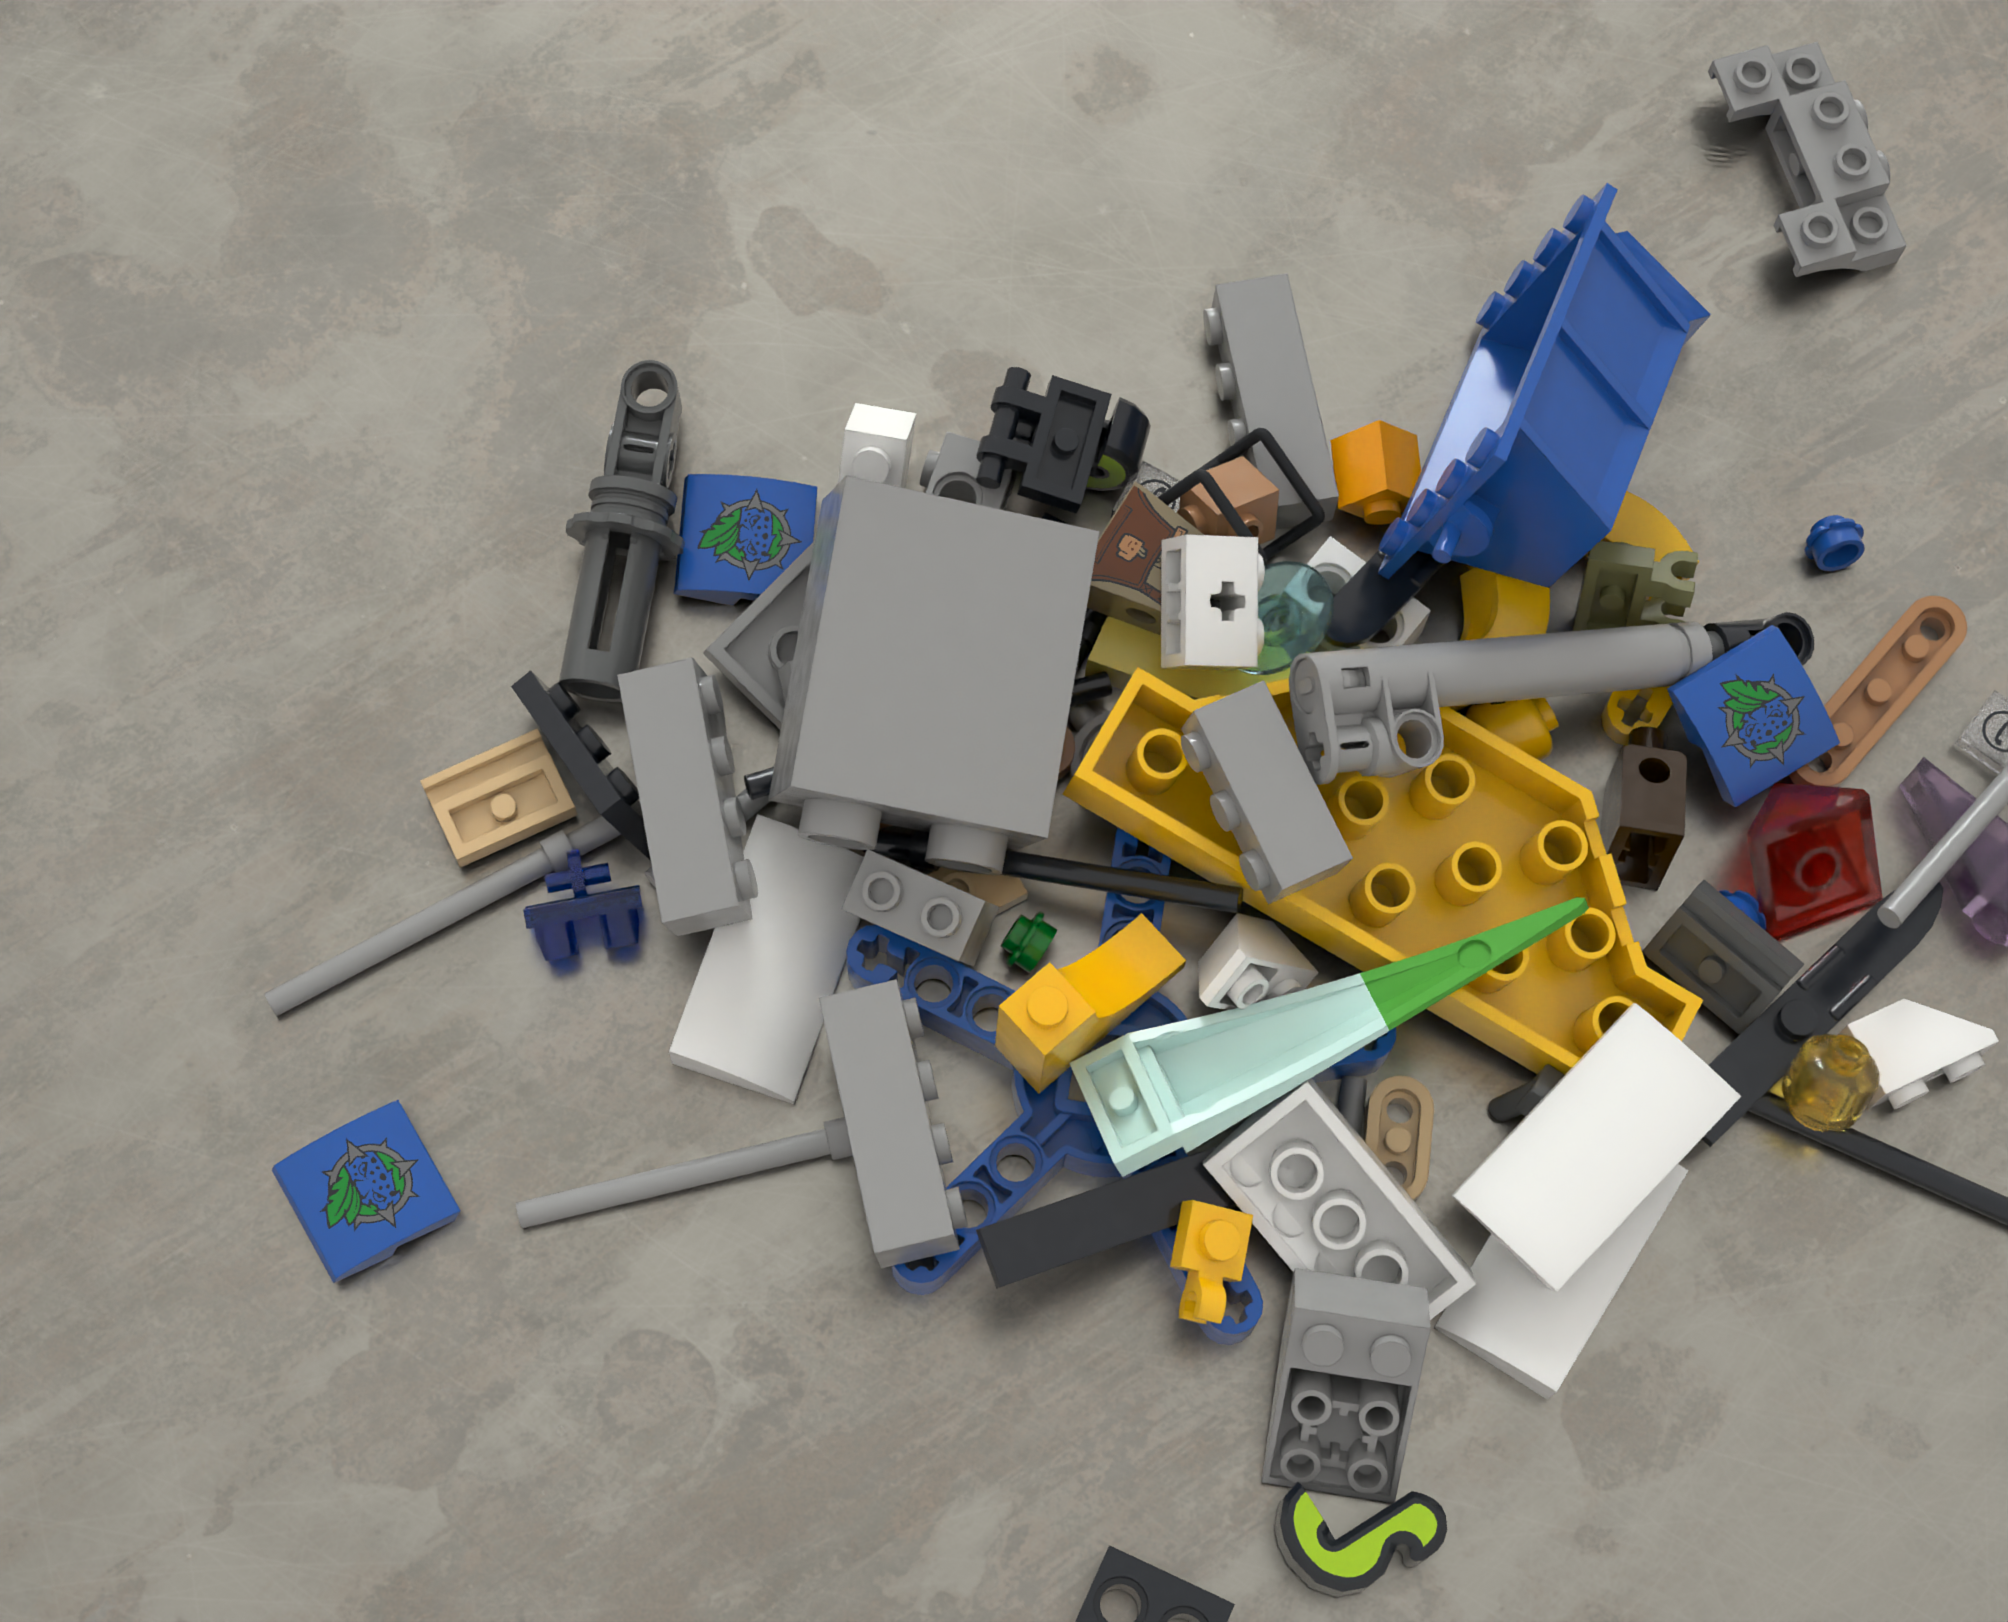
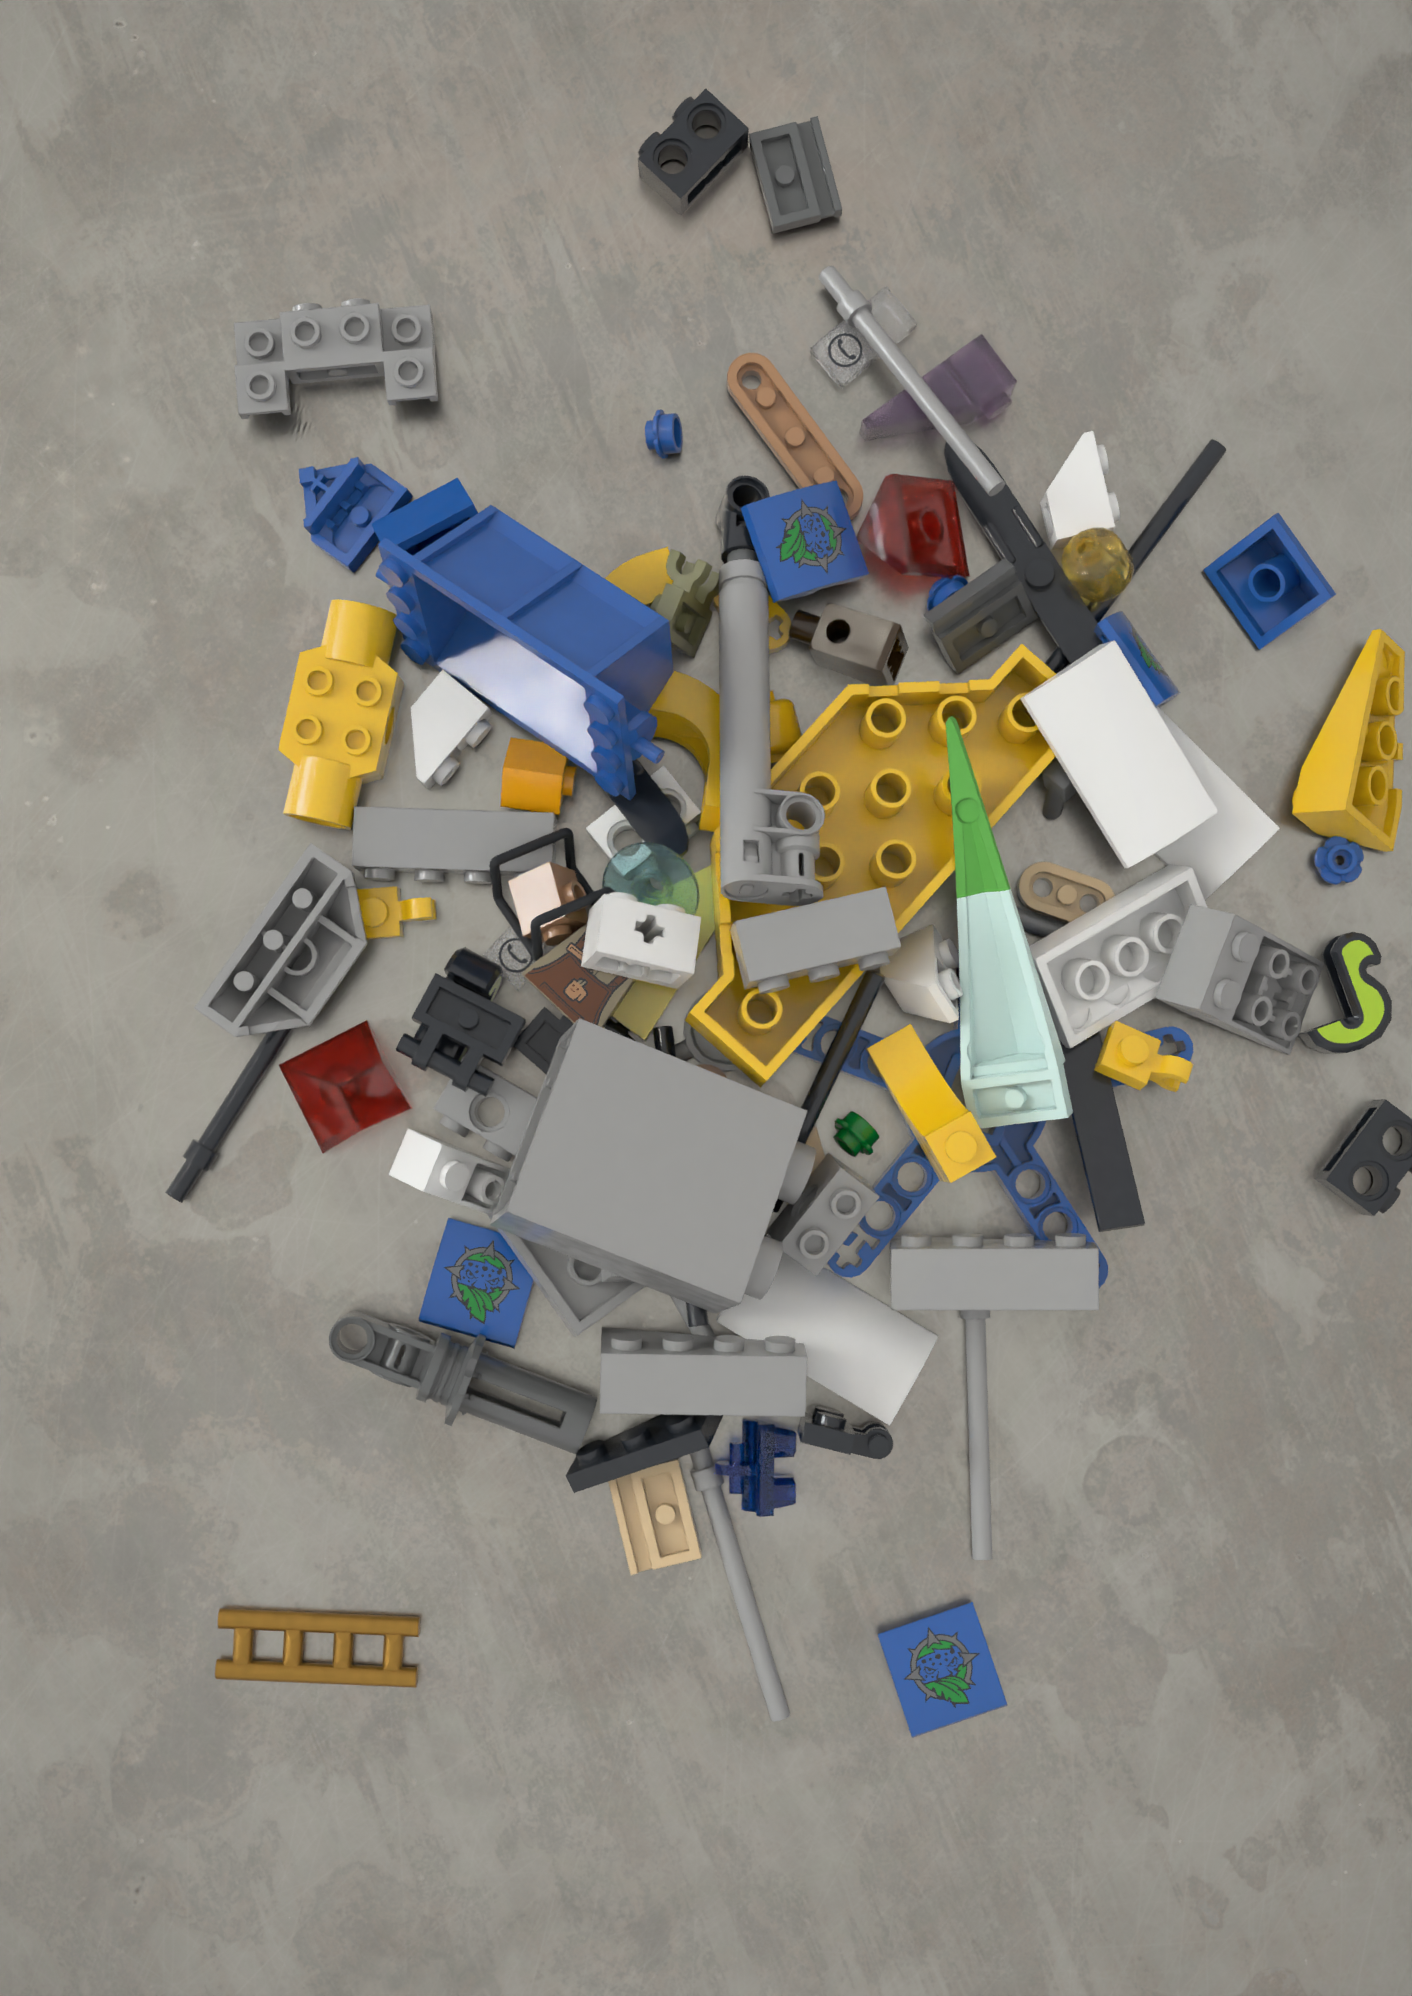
camera: 70 degrees left, 15 degrees up
(294, 471) = (294, 1626): none -> pearl gold bar
(647, 981) = (830, 1431): none -> black plate
(834, 203) = (202, 1152): none -> black bar
(948, 346) = (345, 1086): none -> clear red slope
(1096, 237) = (291, 952): none -> light grey wedge
(1168, 343) = (385, 912): none -> yellow plate
(1391, 244) = (341, 714): none -> yellow brick
(1405, 360) = (443, 725): none -> white slope
(1520, 1500) = (1326, 863): none -> blue plate
(1650, 205) = (343, 505): none -> blue slope
(1666, 1480) = (1350, 768): none -> yellow wedge
(1724, 1158) = (1141, 659): none -> blue slope
(1871, 1316) = (1269, 581): none -> blue slope

